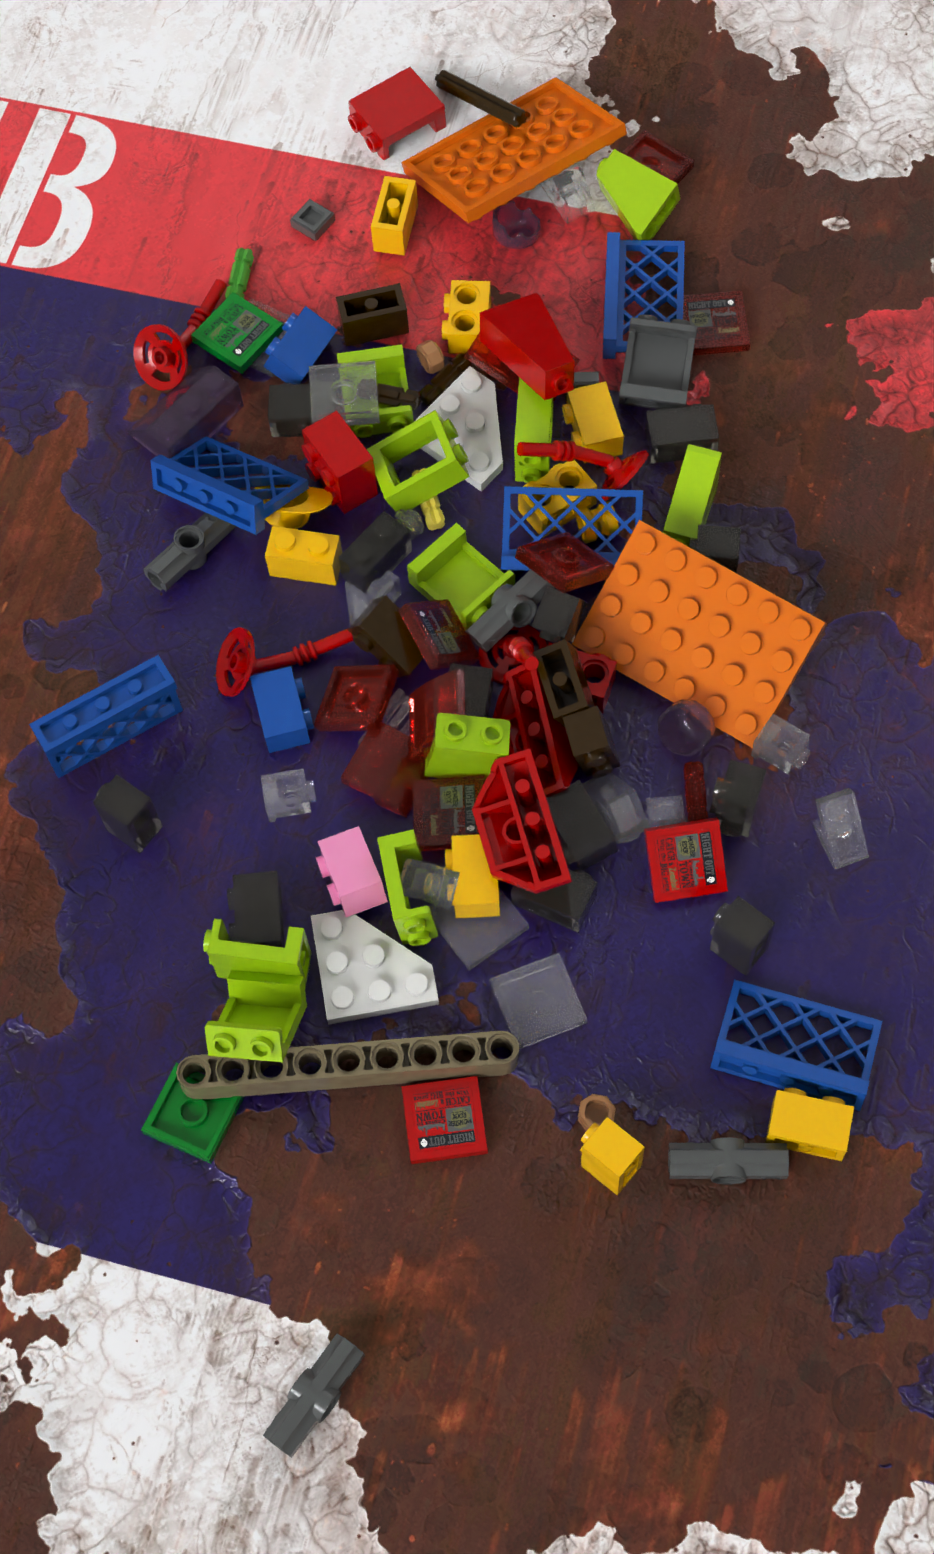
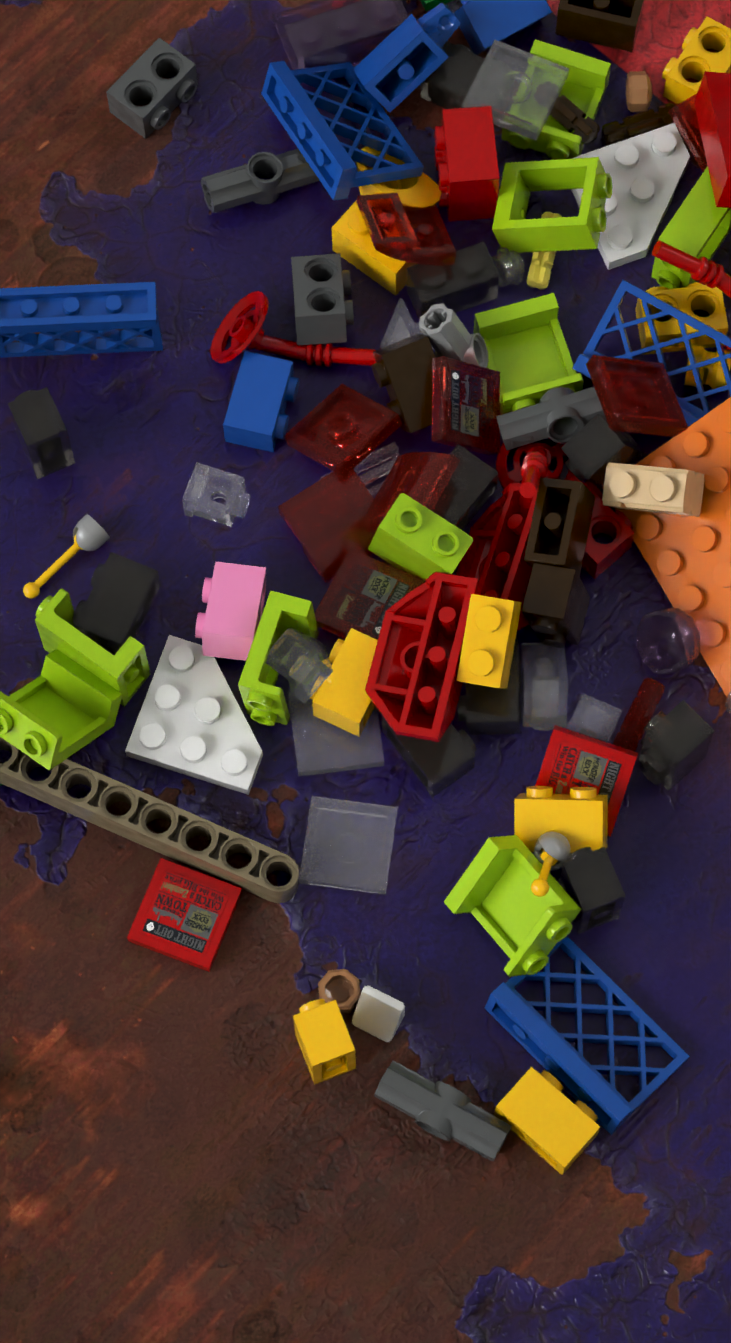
camera: 25 degrees right, 5 degrees up
(61, 523) = (145, 84): none -> dark grey brick
(204, 874) = (87, 536): none -> hinge
(250, 408) = (407, 56): none -> blue hinge
(284, 612) = (319, 299): none -> dark grey brick
(326, 529) = (406, 231): none -> clear red slope
(400, 587) = (451, 337): none -> light grey piece
(564, 789) = (489, 641): none -> yellow brick
(616, 621) = (653, 489): none -> tan brick
(636, 1113) = (378, 1013): none -> white slope
(688, 897) = (577, 816): none -> yellow brick
(694, 974) = (501, 899): none -> lime panel
(701, 927) = (555, 851): none -> light grey hinge

